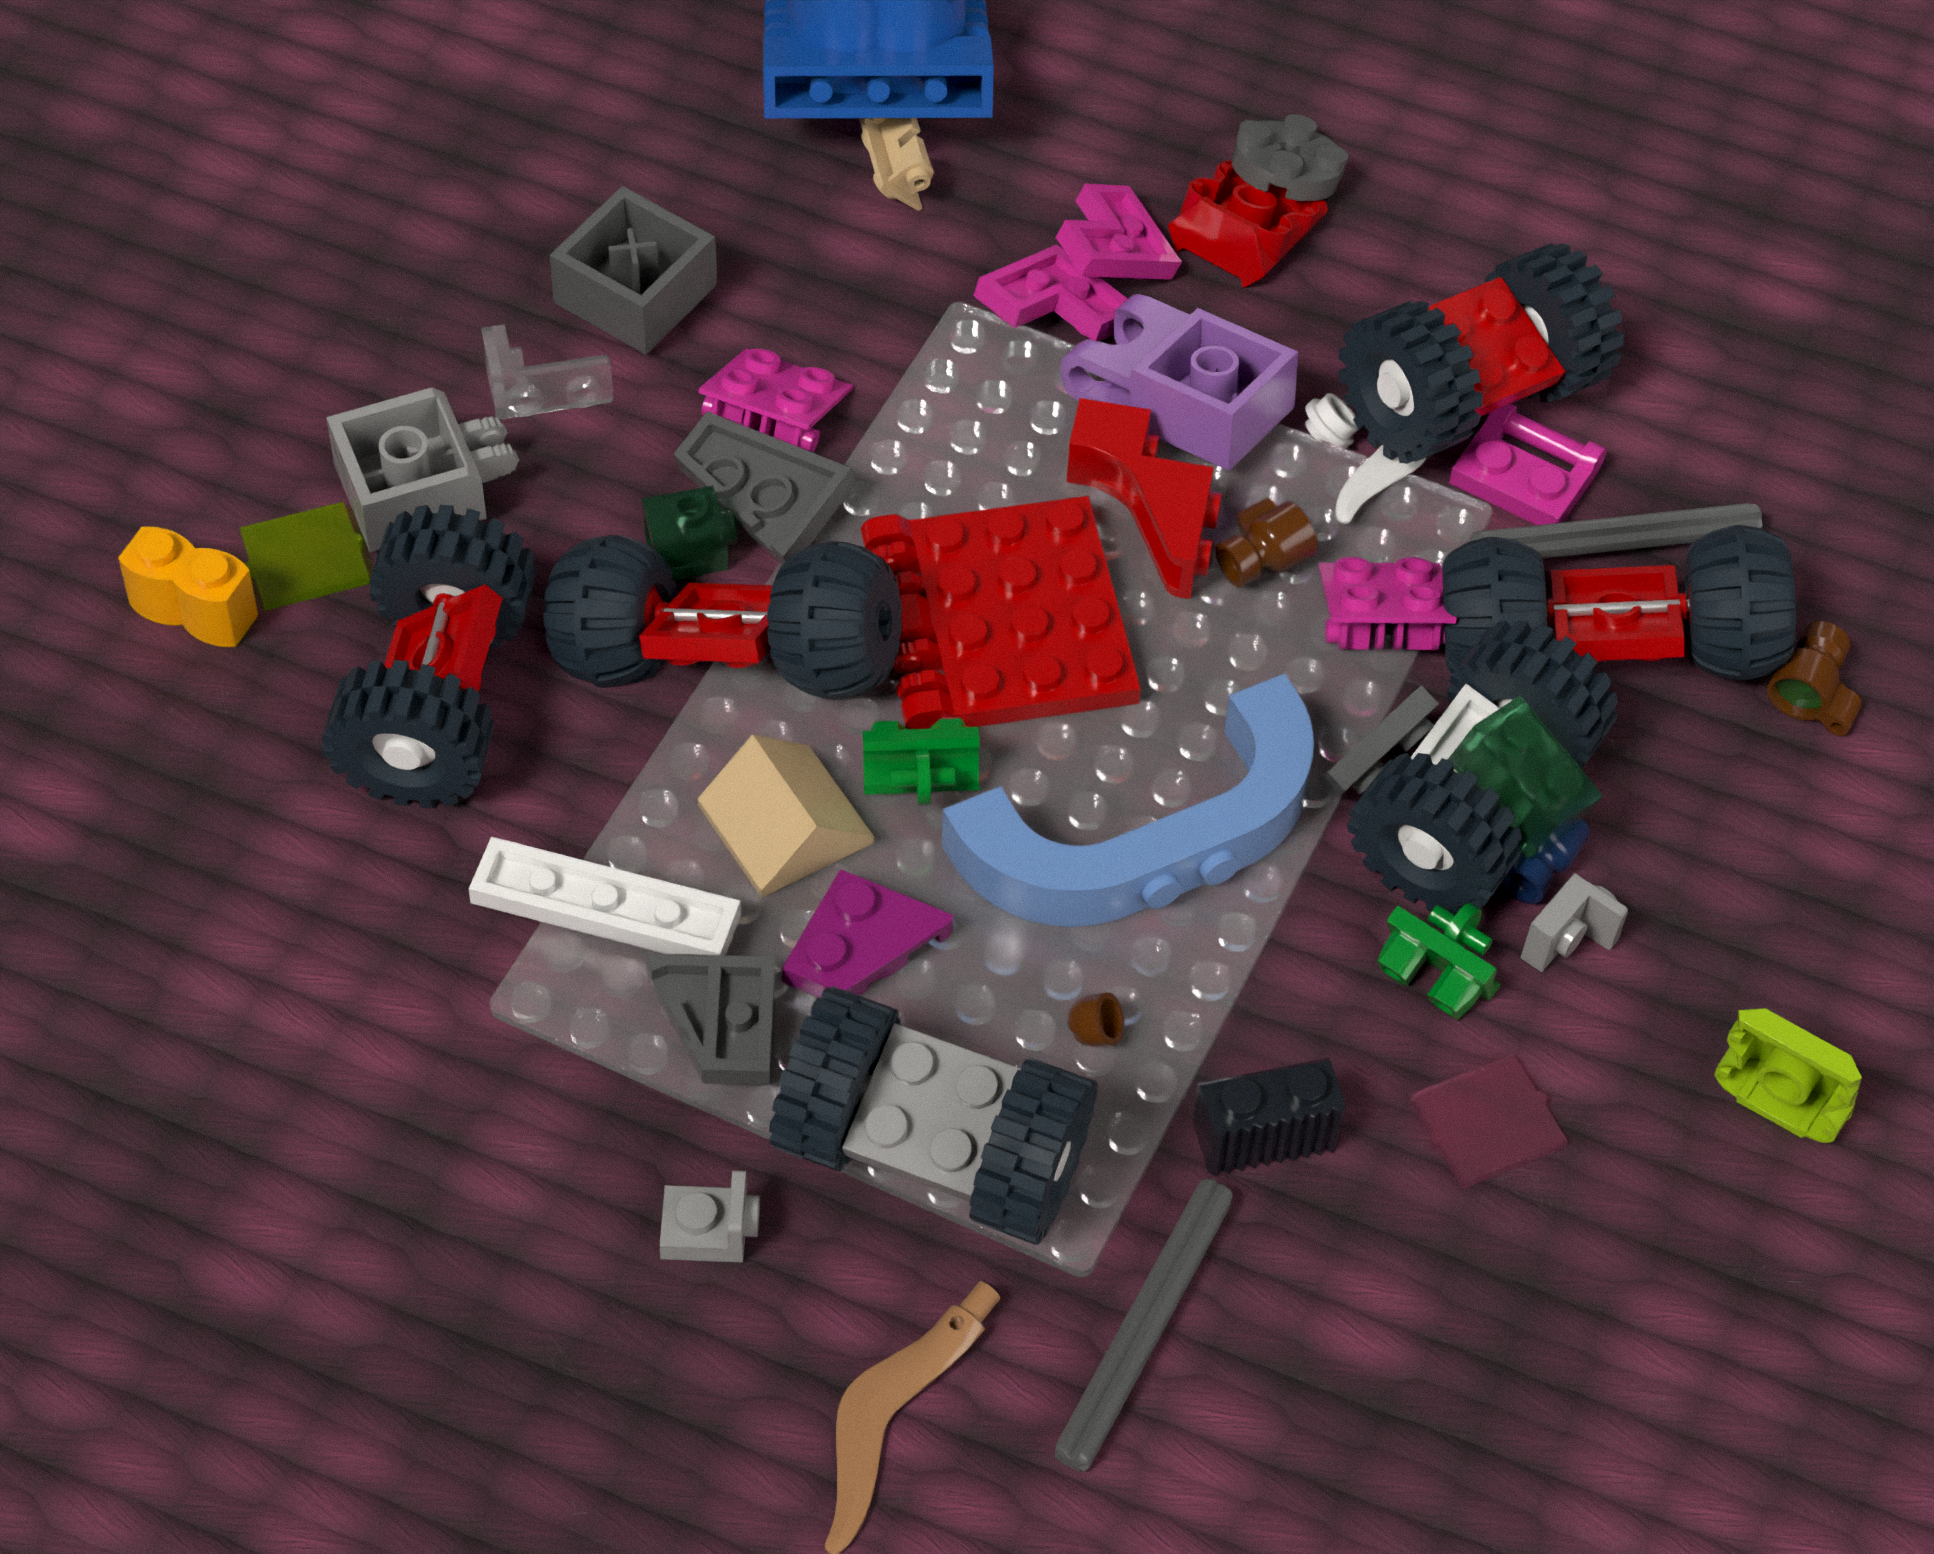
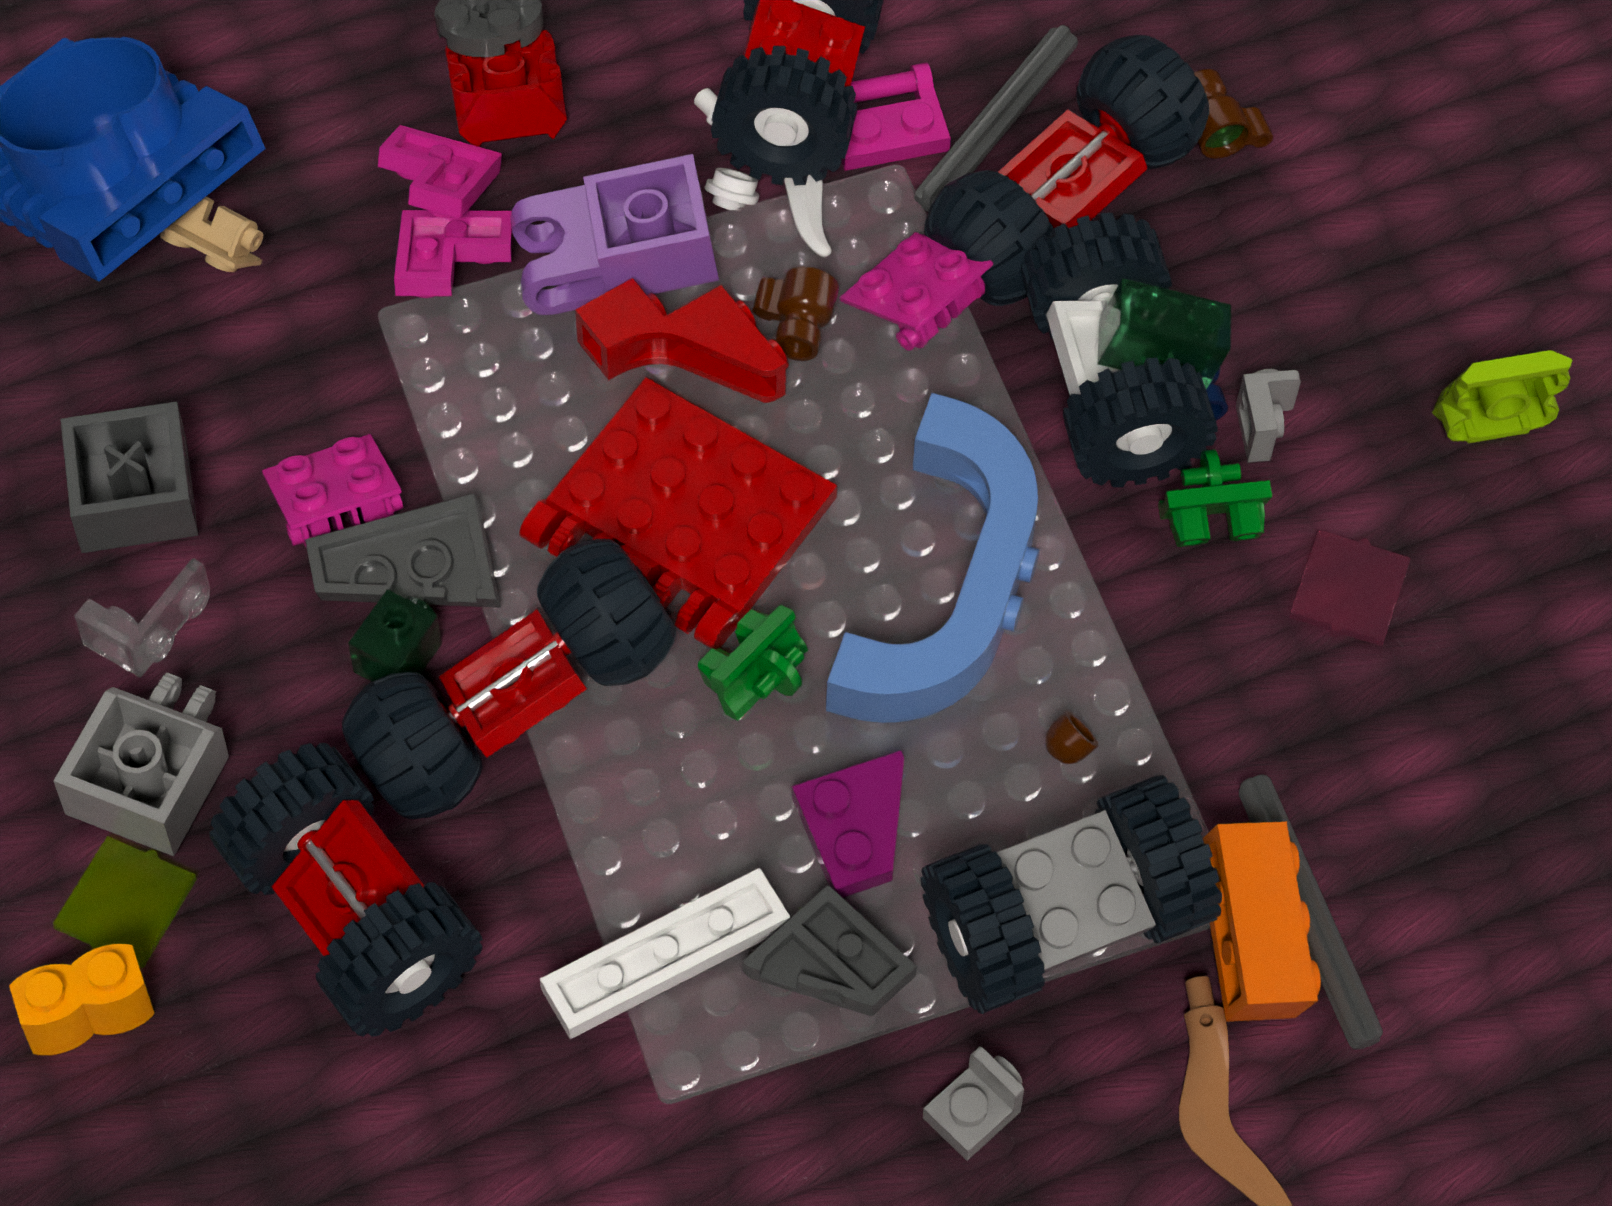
camera: 45 degrees left, 5 degrees up
(781, 813) = (705, 786): tan slope -> none
(1079, 1283) = (1262, 924): none -> orange brick
(1268, 1116) = (1237, 704): black brick -> none
(1402, 726) = (1037, 371): dark grey wing -> none

